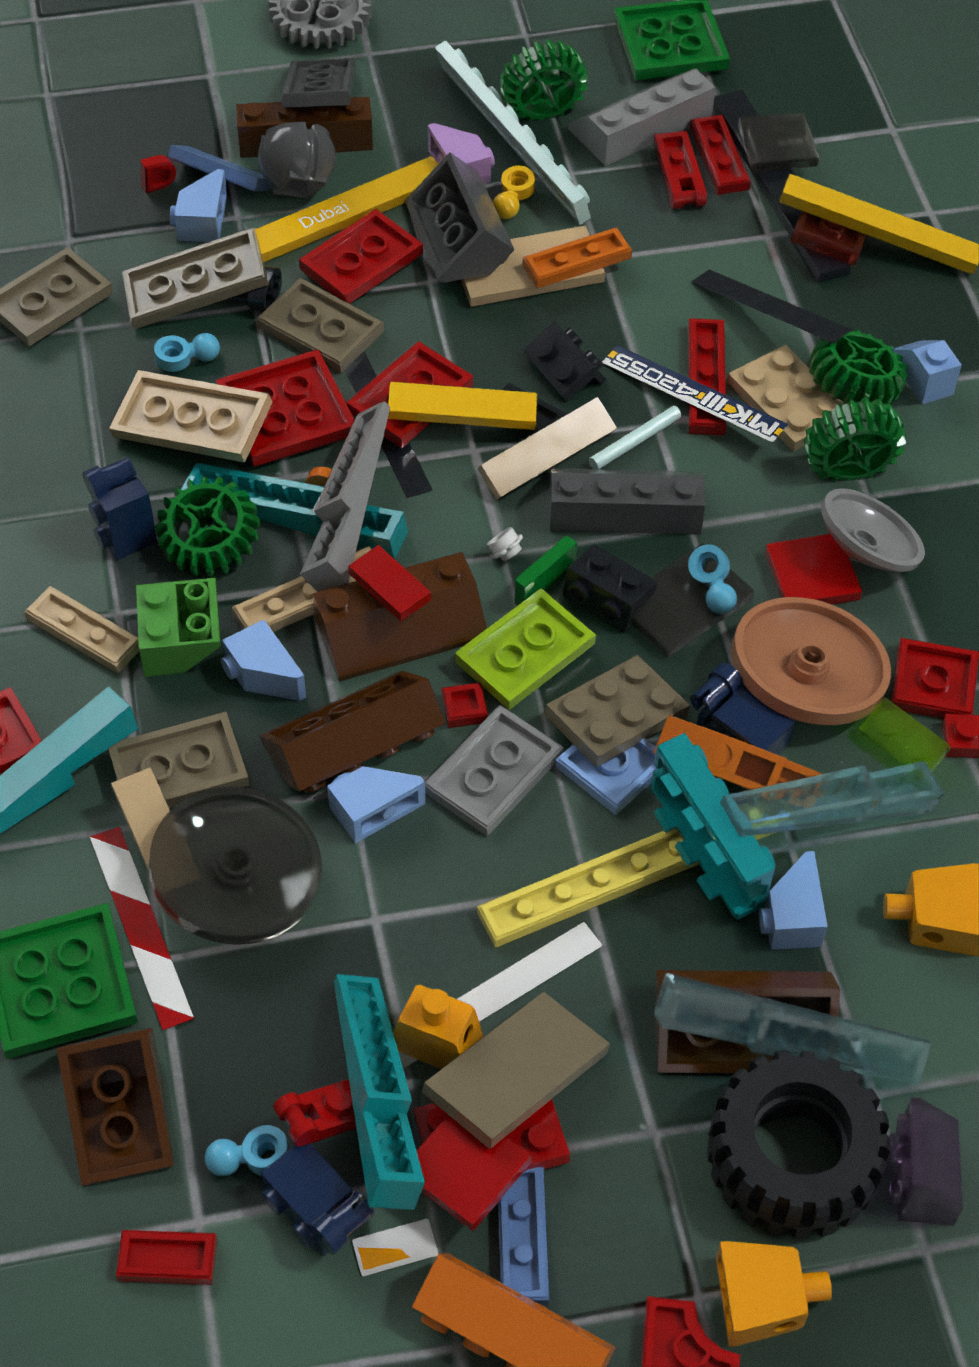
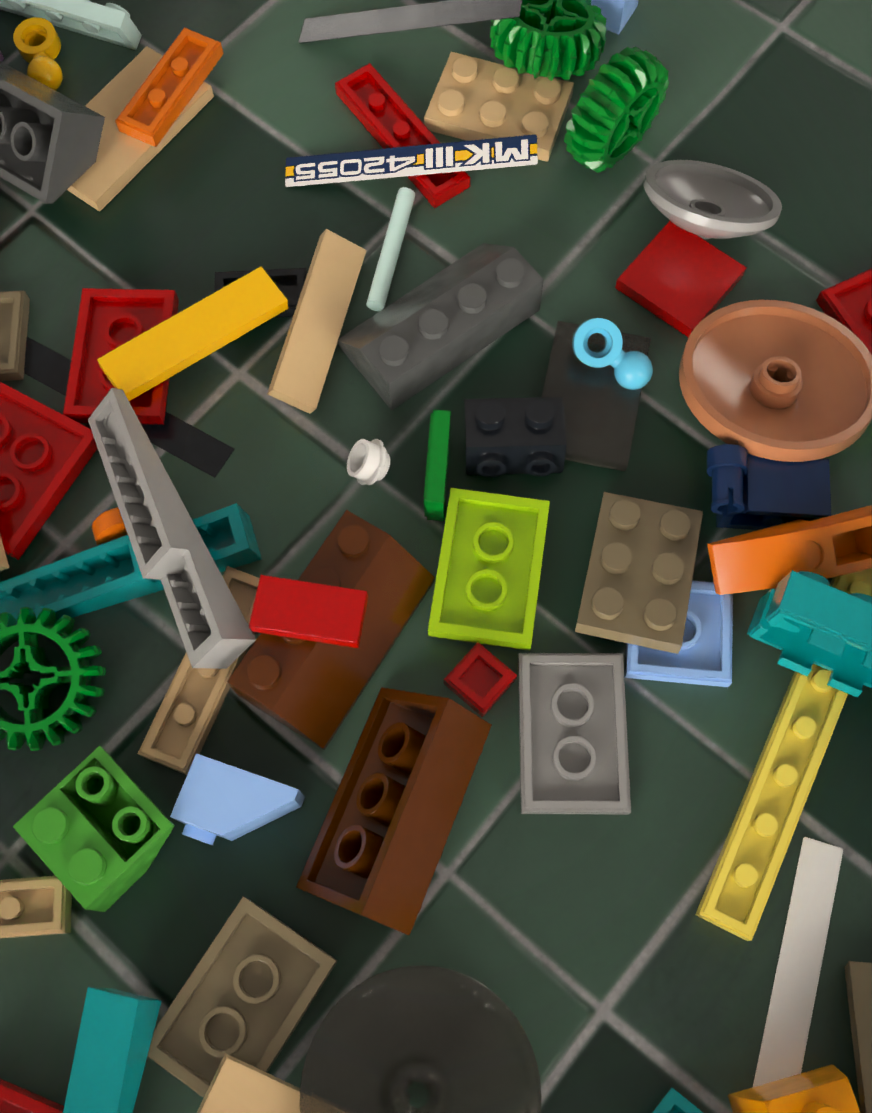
camera: 35 degrees left, 15 degrees up
(373, 799) = (488, 878): light blue slope -> none
(562, 361) = (251, 211): black bracket -> none

